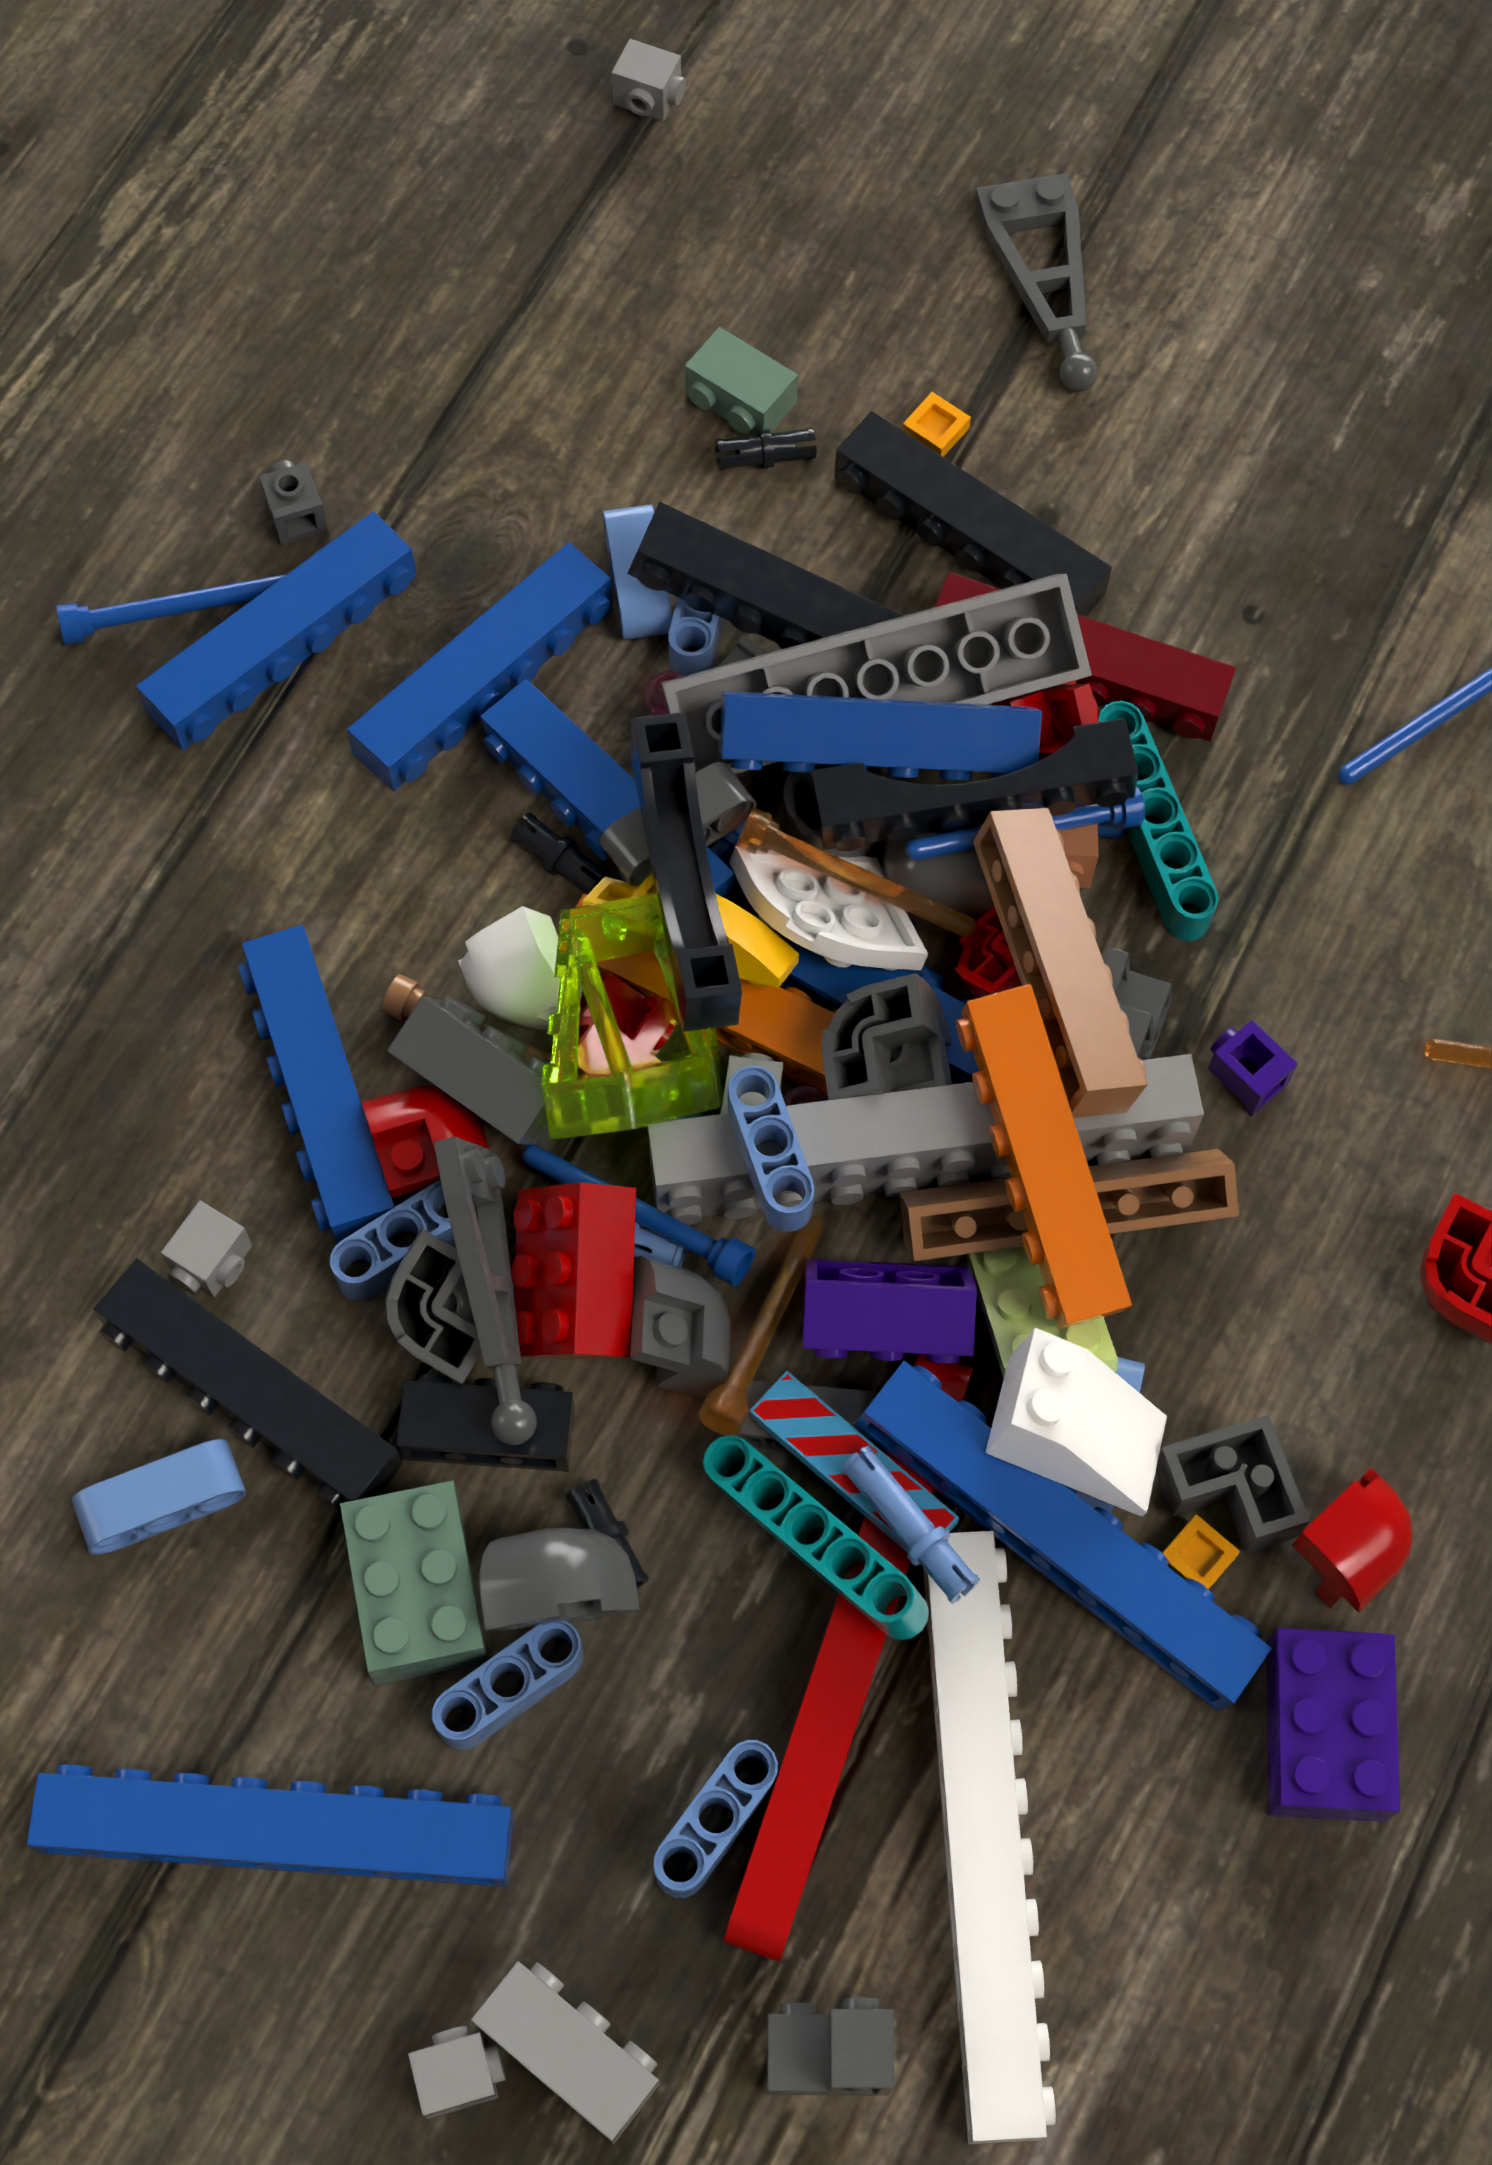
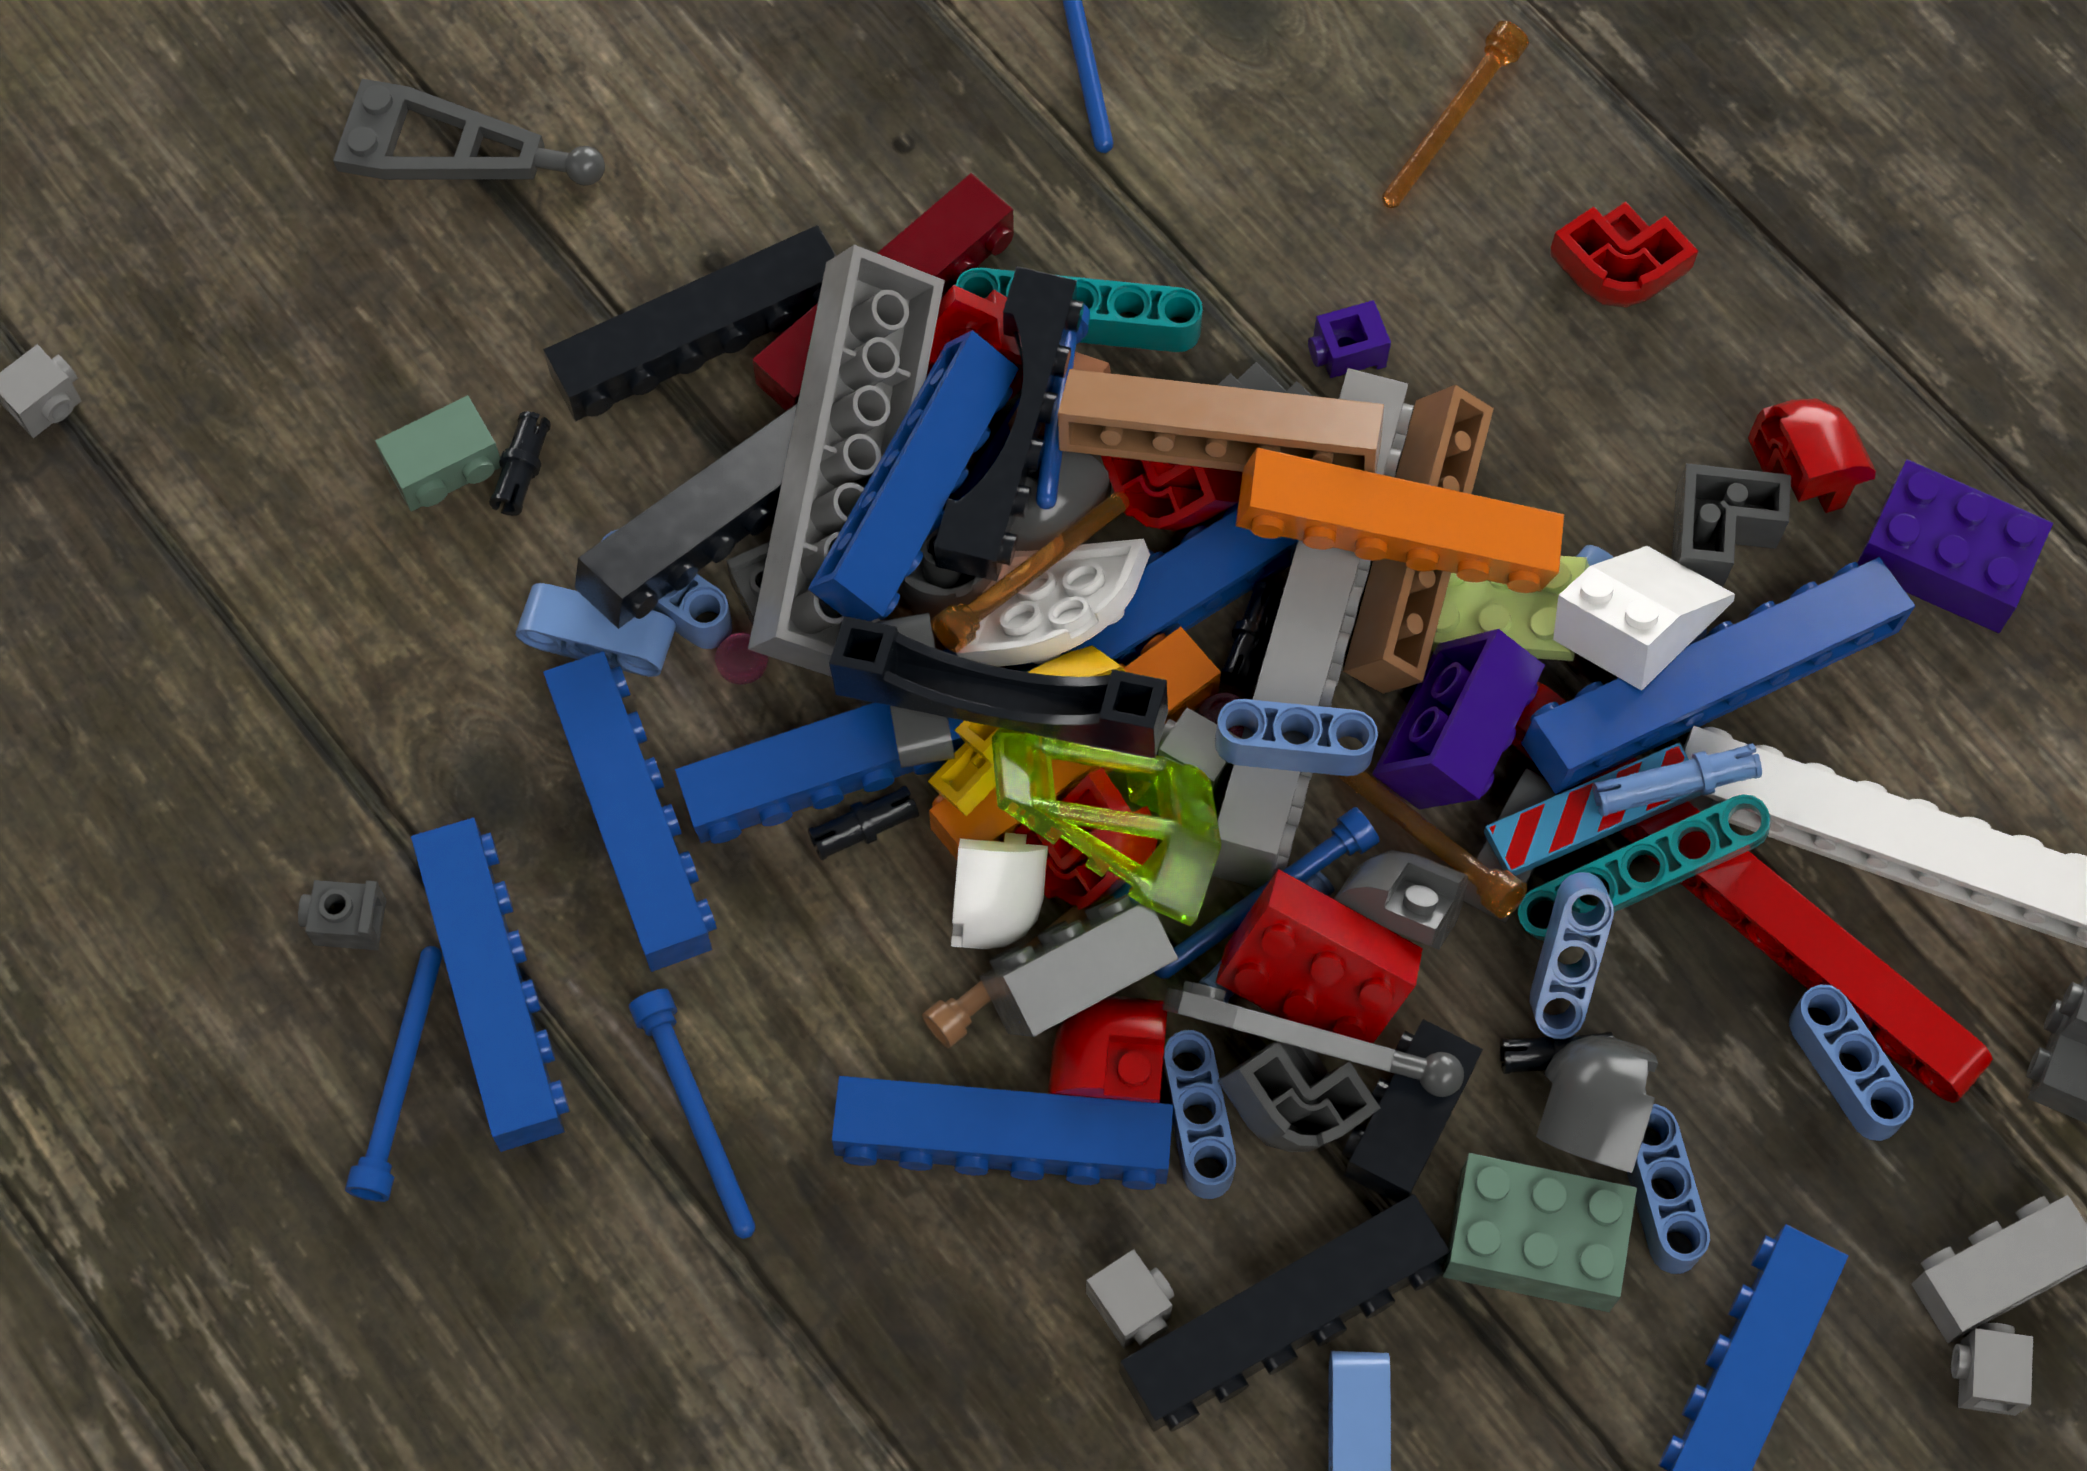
camera: 65 degrees left, 0 degrees up
(308, 769) = (656, 1016): none -> blue piece
(711, 1496) = (1575, 980): none -> medium blue beam
(886, 1040) = (1224, 609): dark grey brick -> none
(937, 424) = (575, 306): light orange plate -> none
(1200, 1553) = (1766, 579): light orange plate -> none

